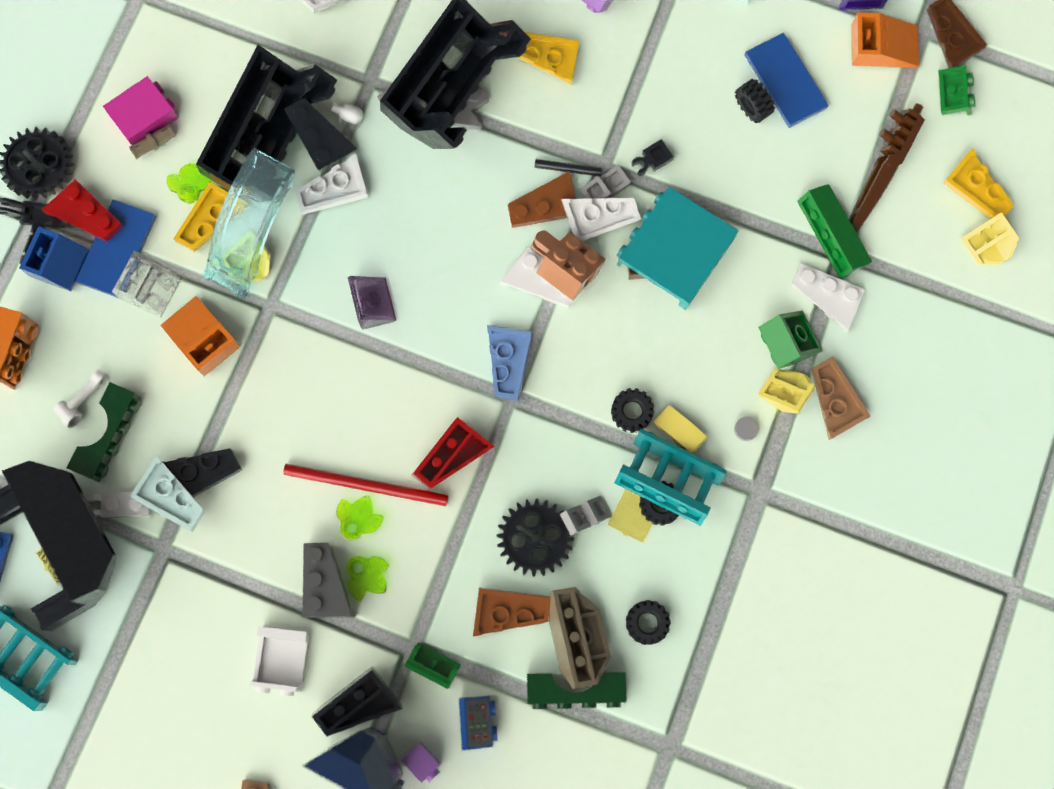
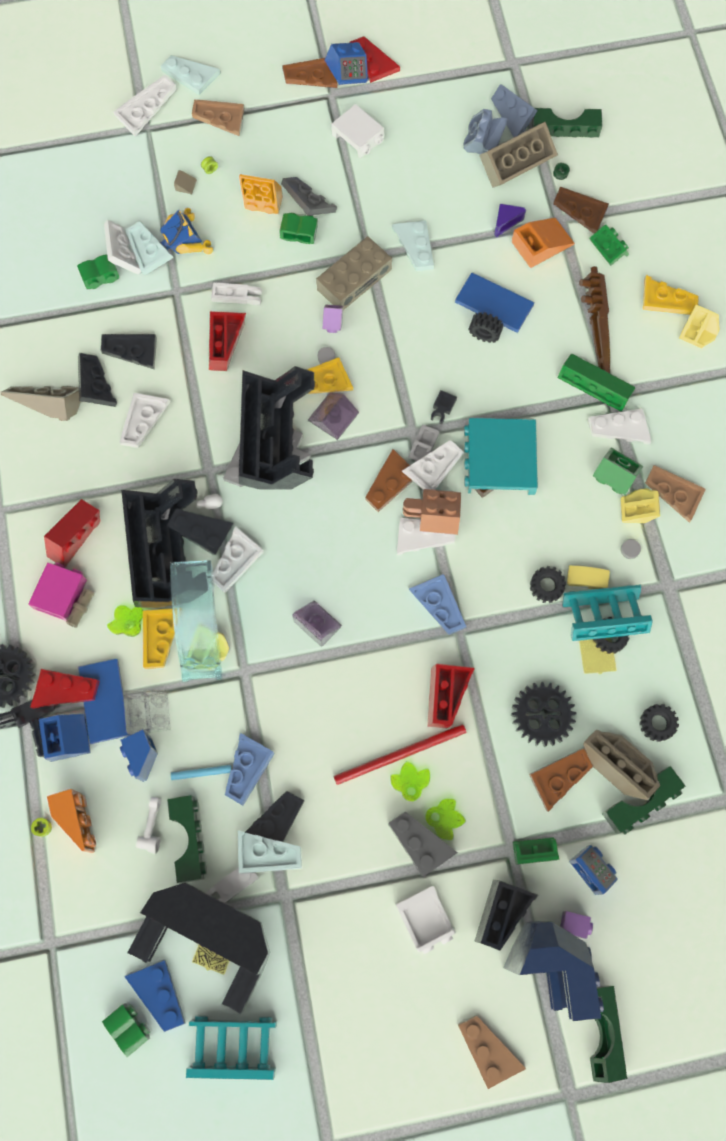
camera: 30 degrees left, 5 degrees down
(112, 322) = (140, 753): none -> blue slope
(163, 378) = (201, 772): none -> medium azure bar
(191, 59) = (71, 532): none -> red wedge
(200, 336) = (209, 724): orange slope -> none
(209, 402) = (247, 769): none -> medium blue wing
(534, 99) = (334, 414): none -> slope
(566, 167) = (387, 448): black bar -> none
(569, 30) = (326, 354): none -> light grey tile
(585, 515) = (567, 676): light grey slope -> none

